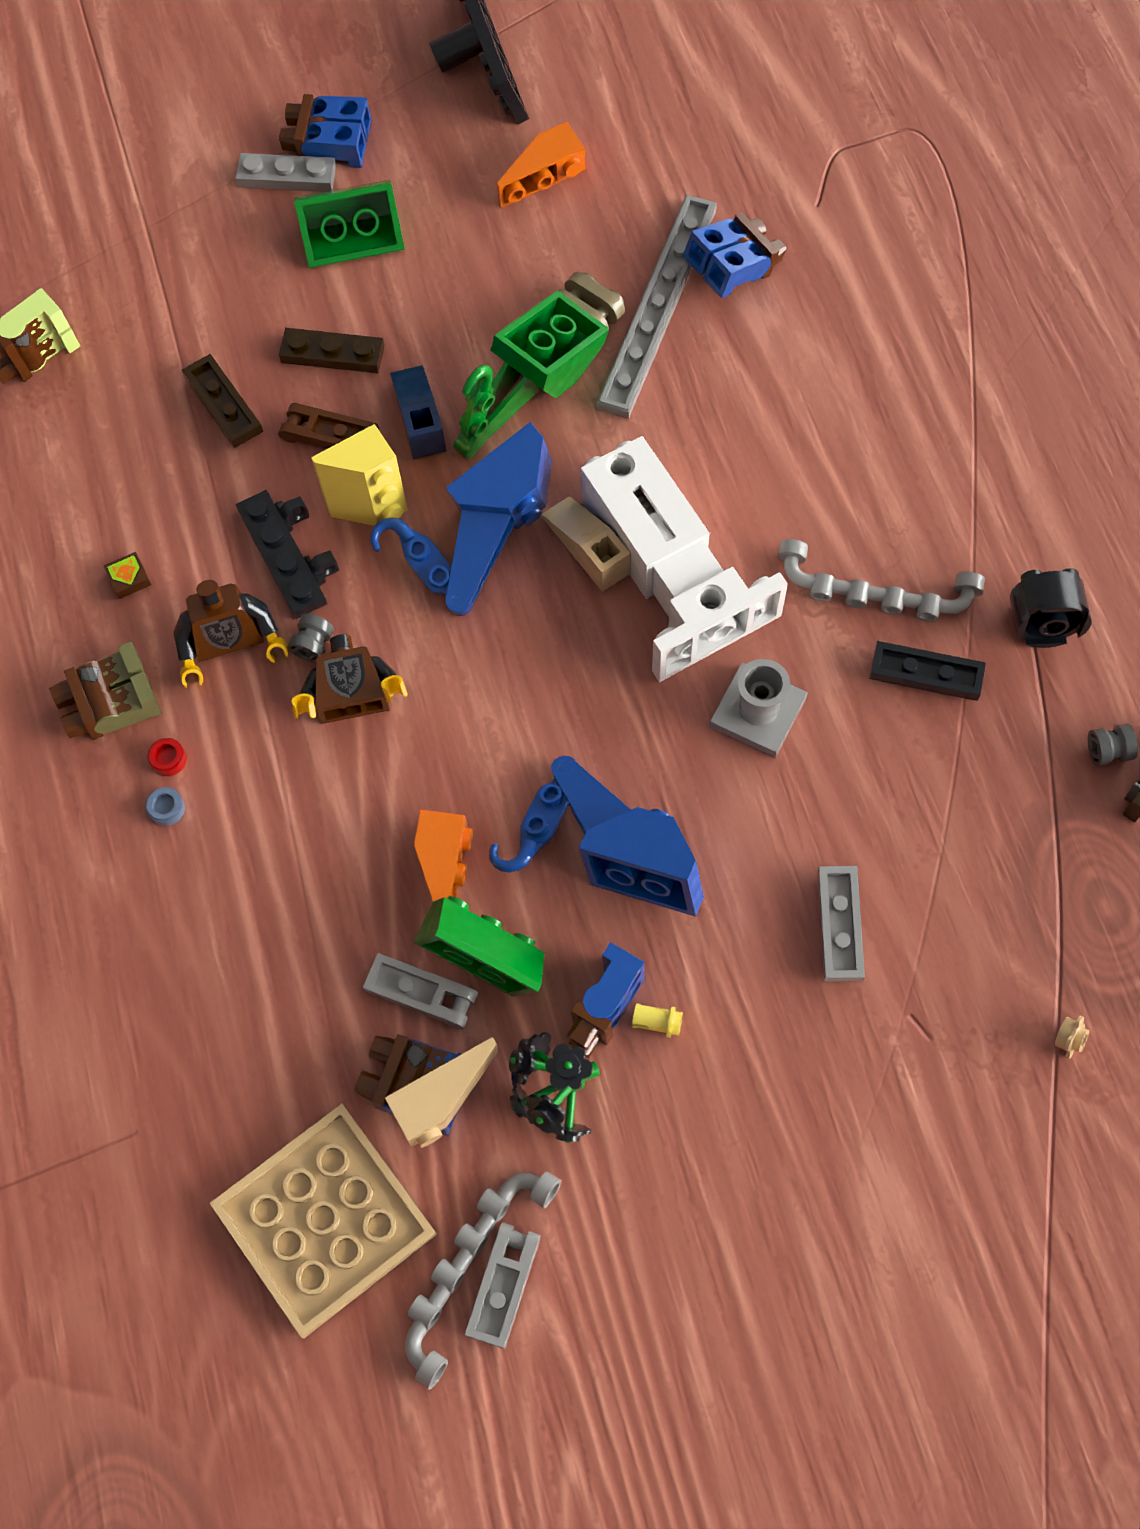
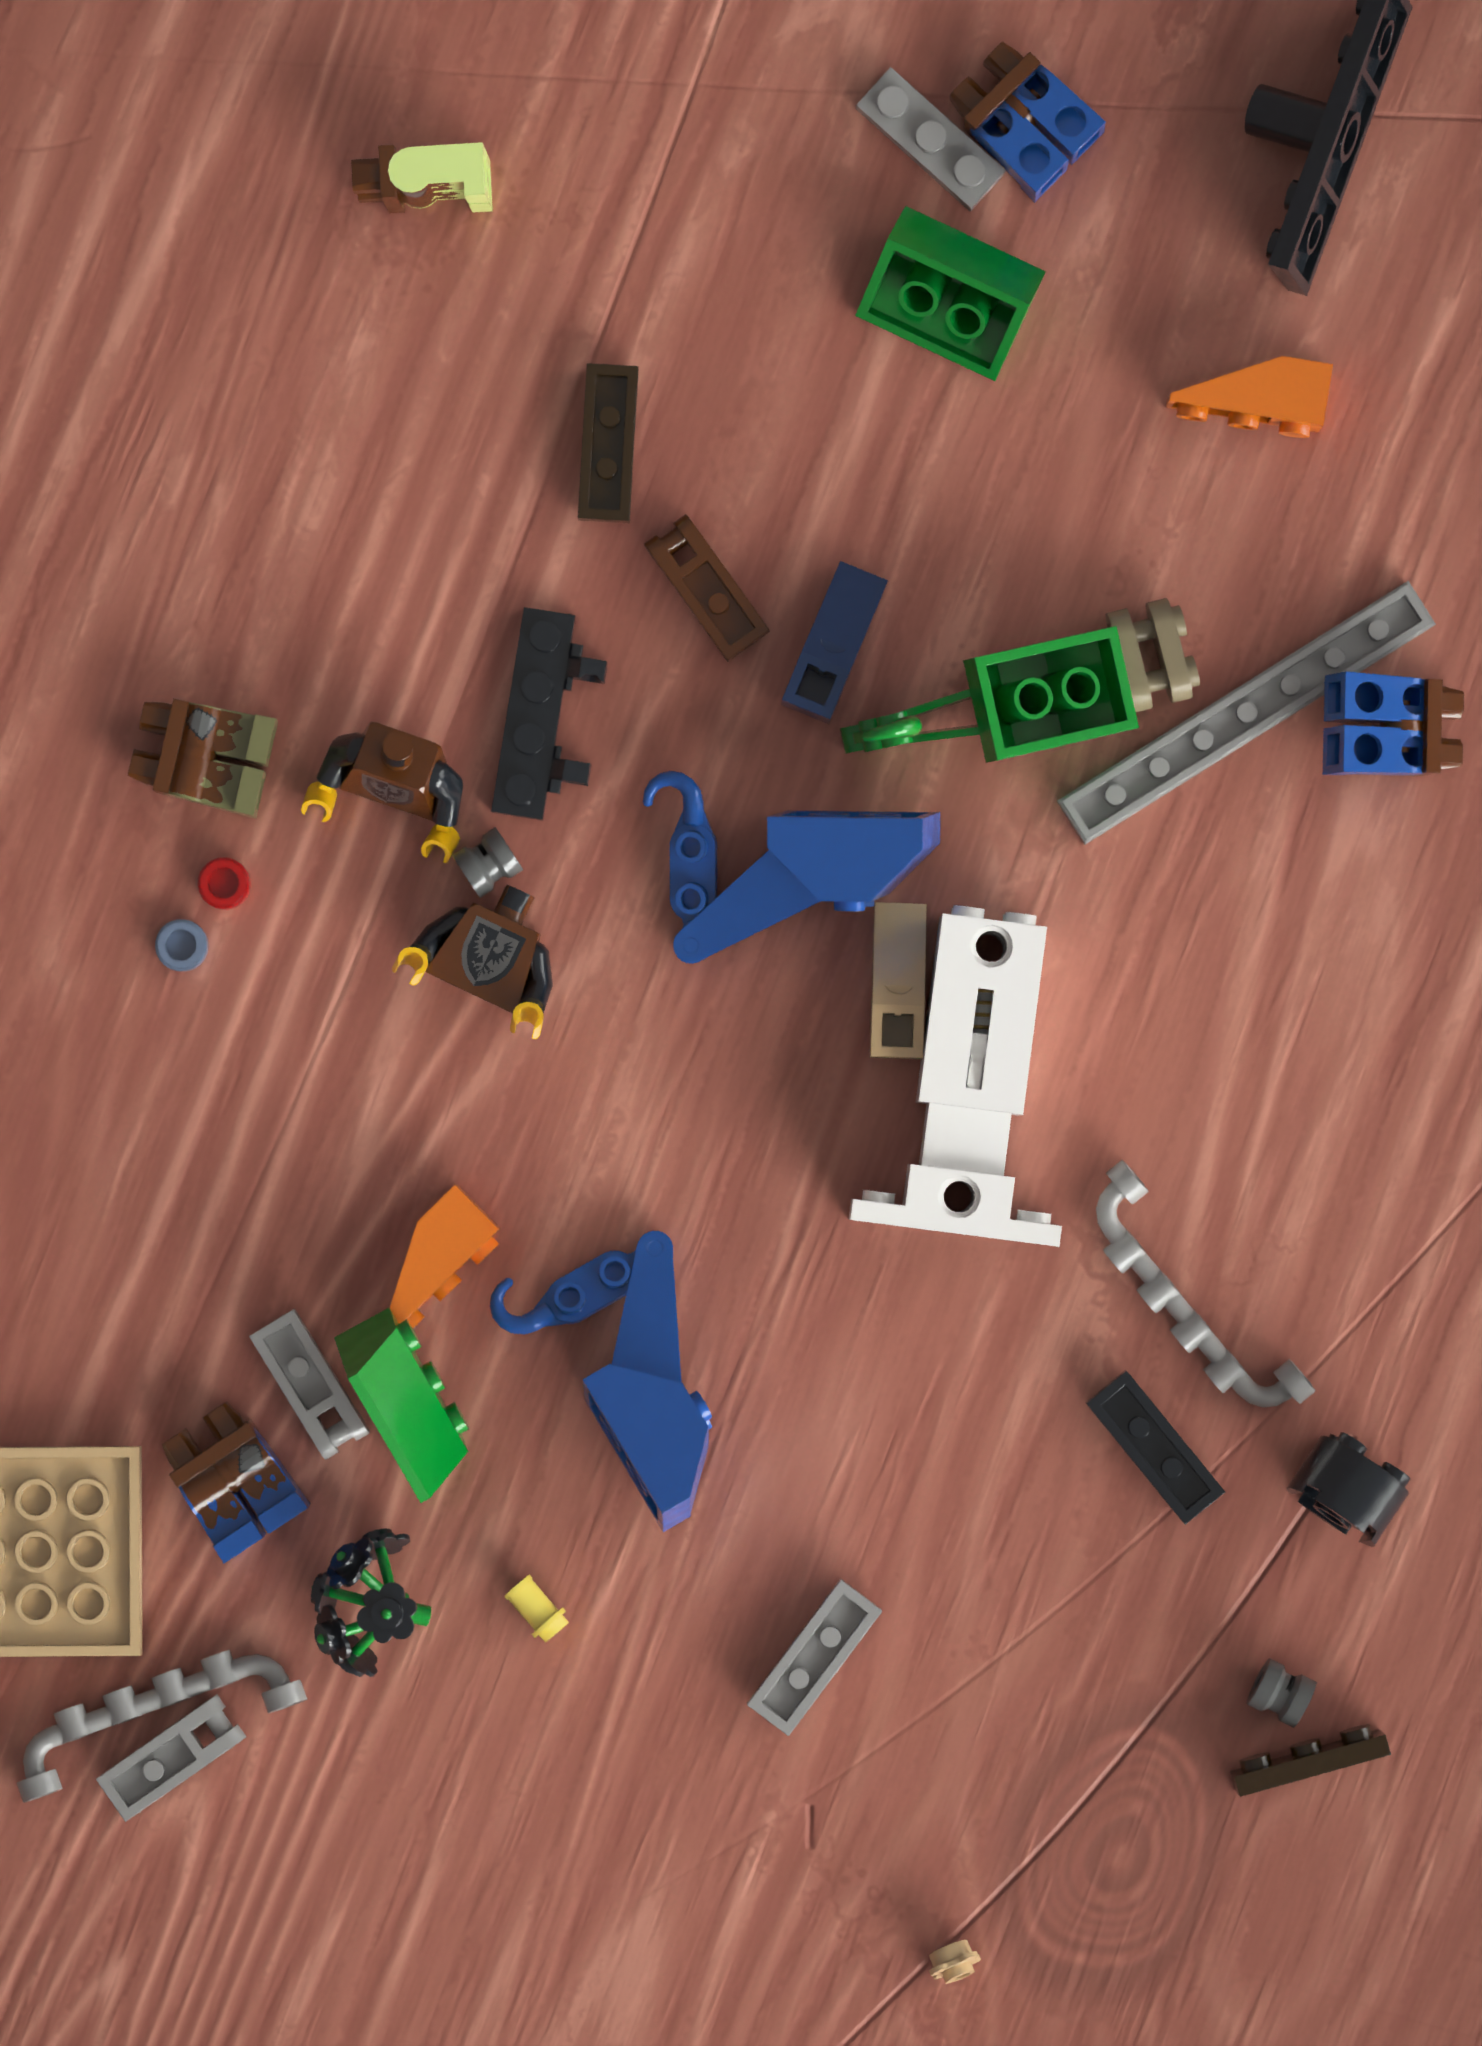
camera: 35 degrees right, 20 degrees up
(127, 575) = (333, 604): tile -> none
(331, 350) = (795, 467): dark brown plate -> none
(361, 479) = (687, 722): light yellow slope -> none
(435, 1098) = (230, 1530): tan slope -> none
(607, 1000) = (491, 1556): blue hips -> none
(759, 706) = (903, 1325): light grey plant -> none

